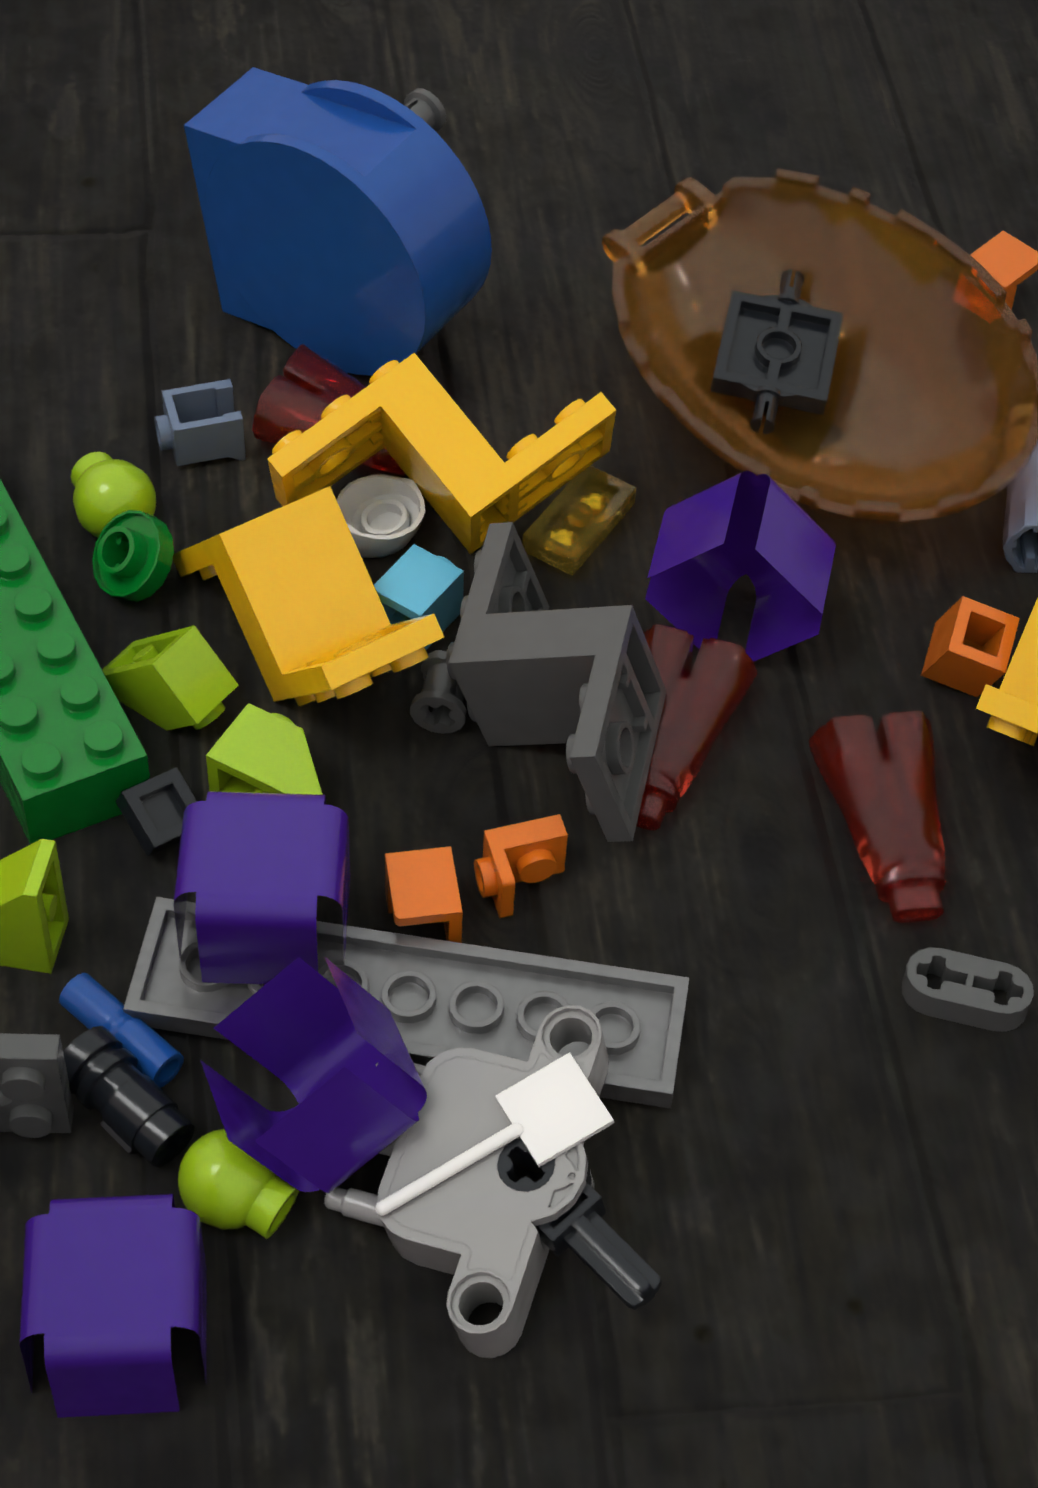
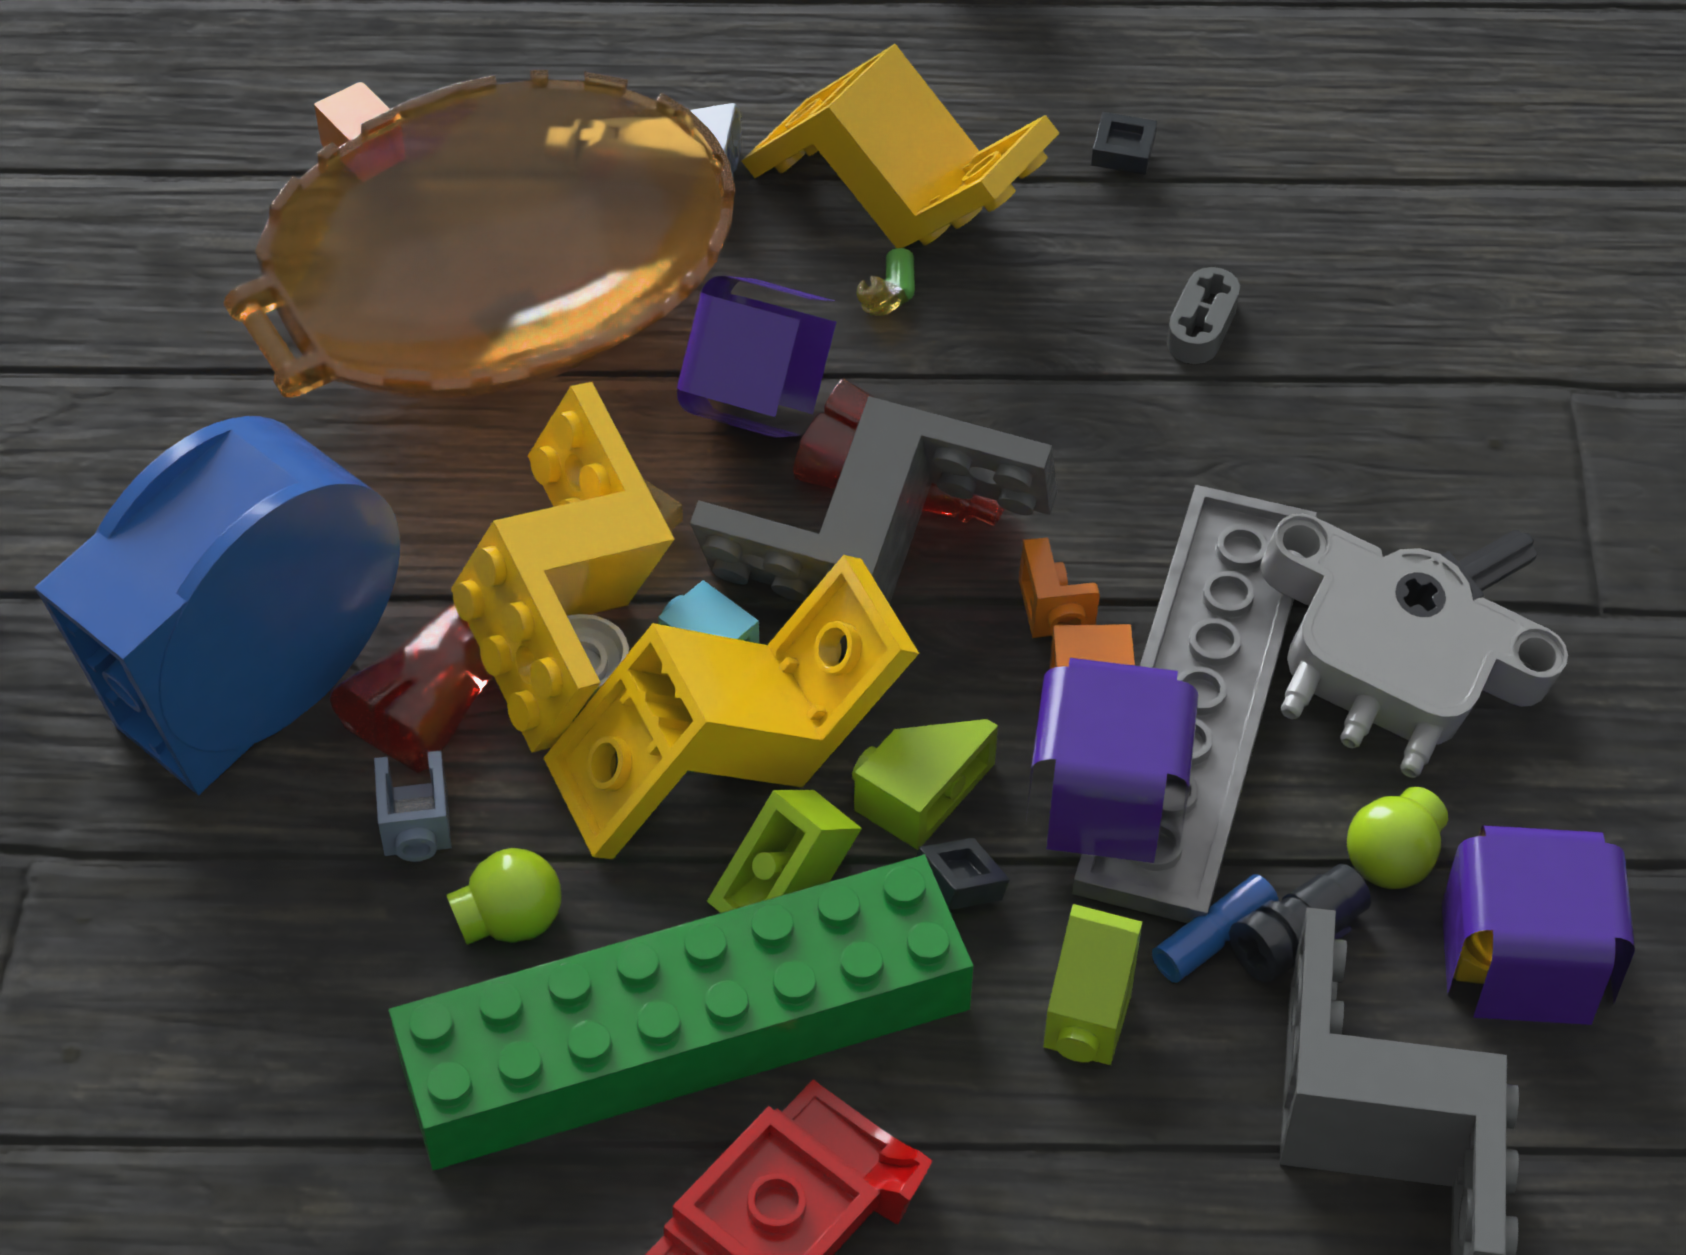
camera: 80 degrees left, 0 degrees up
(133, 556) = (609, 877): green plate -> none
(326, 1053) = (1310, 748): dark purple piece -> none
(546, 1110) = (1381, 565): white piece -> none
(777, 352) = (455, 292): black plate -> none
(889, 804) = (997, 324): clear red piece -> none
(943, 712) = (893, 291): none -> arm
(970, 646) = (851, 230): orange brick -> none

